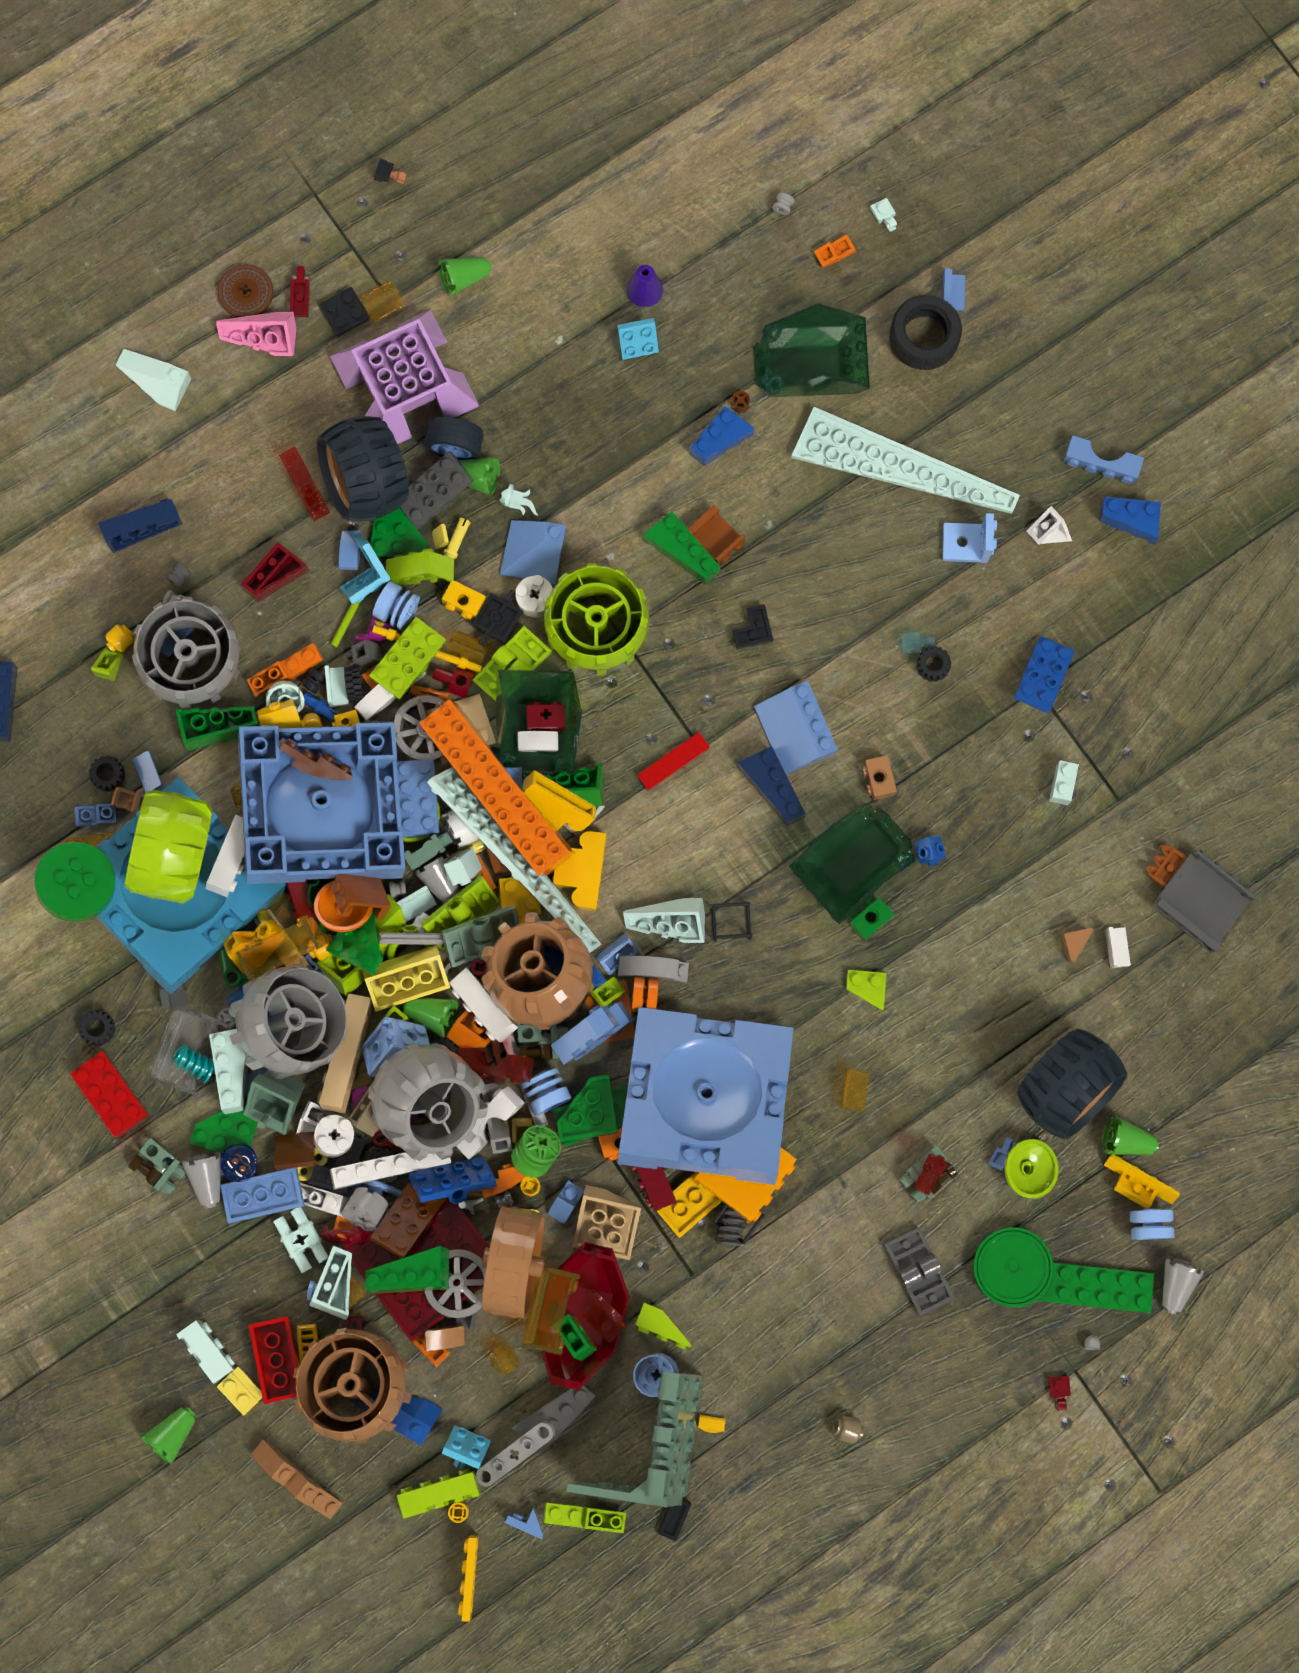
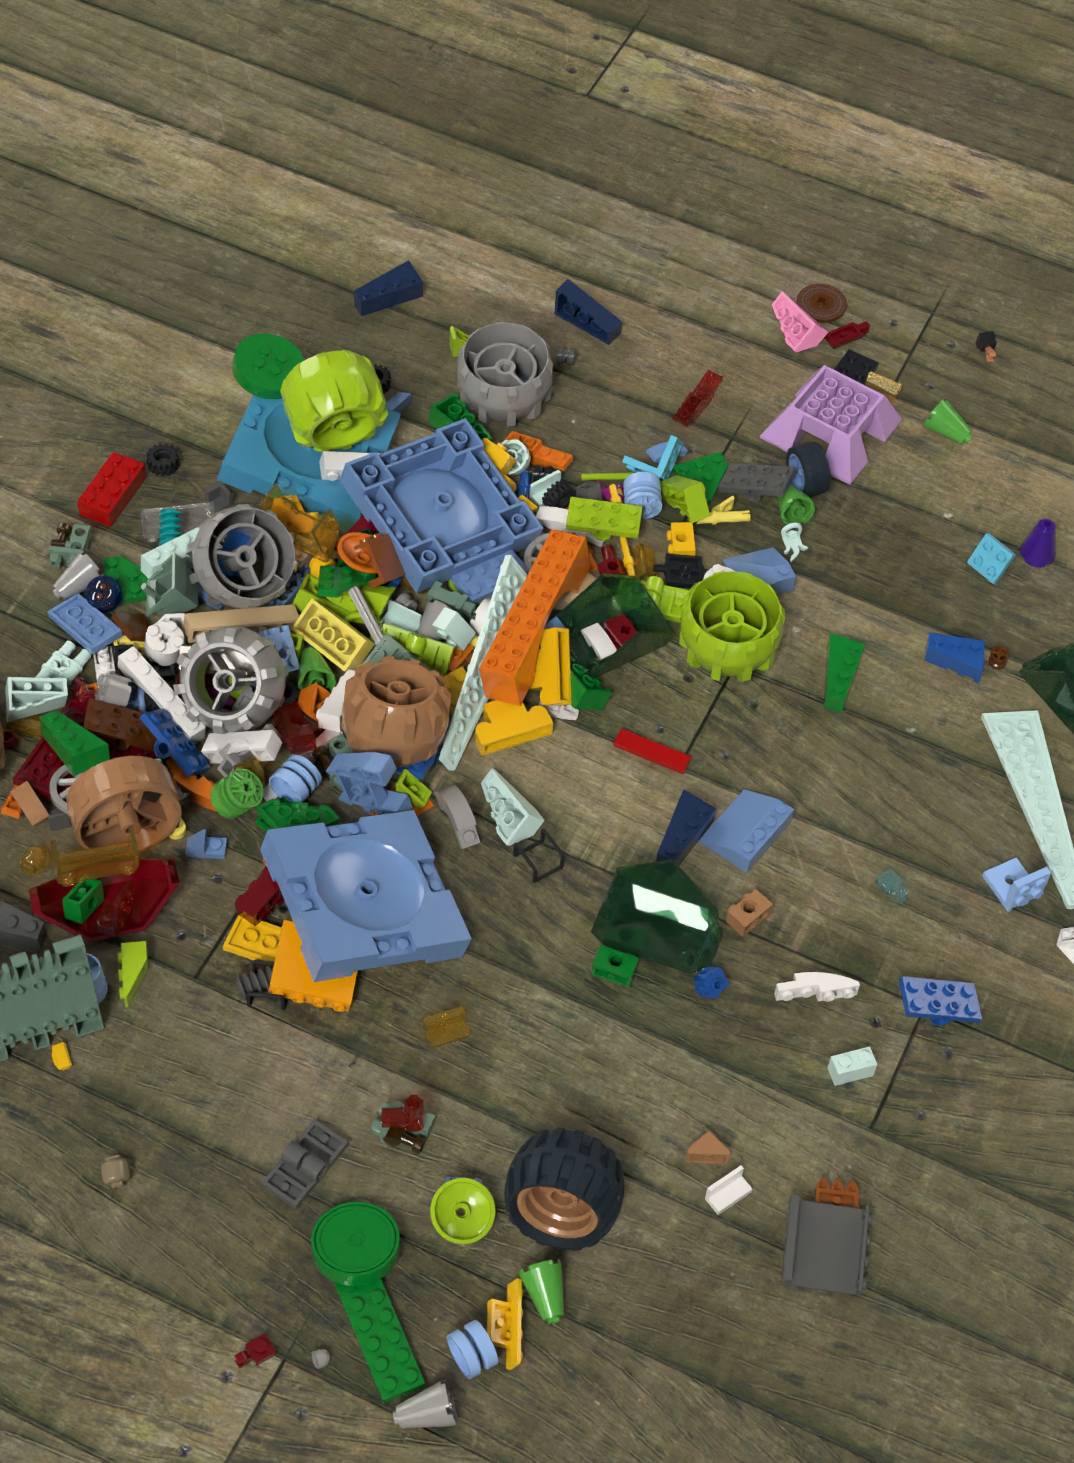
camera: 60 degrees right, 25 degrees down
(156, 378) = (710, 280): light aqua wedge -> none
(273, 573) = (610, 409): dark red wedge -> none
(320, 766) = (469, 482): reddish brown slope -> none
(362, 468) = (734, 411): black wheel -> none
(528, 1184) = (204, 811): yellow wheel -> none
(607, 1221) = (204, 881): tan slope -> none
(611, 955) = (443, 780): medium blue slope -> none
(645, 994) = (431, 815): orange wheel -> none
(717, 535) = (870, 691): dark orange panel -> none
(757, 633) = (811, 761): black plate -> none
(867, 986) = (551, 995): lime wing -> none
(933, 675) = (887, 899): black tyre -> none
(980, 759) = (824, 985): none -> white slope

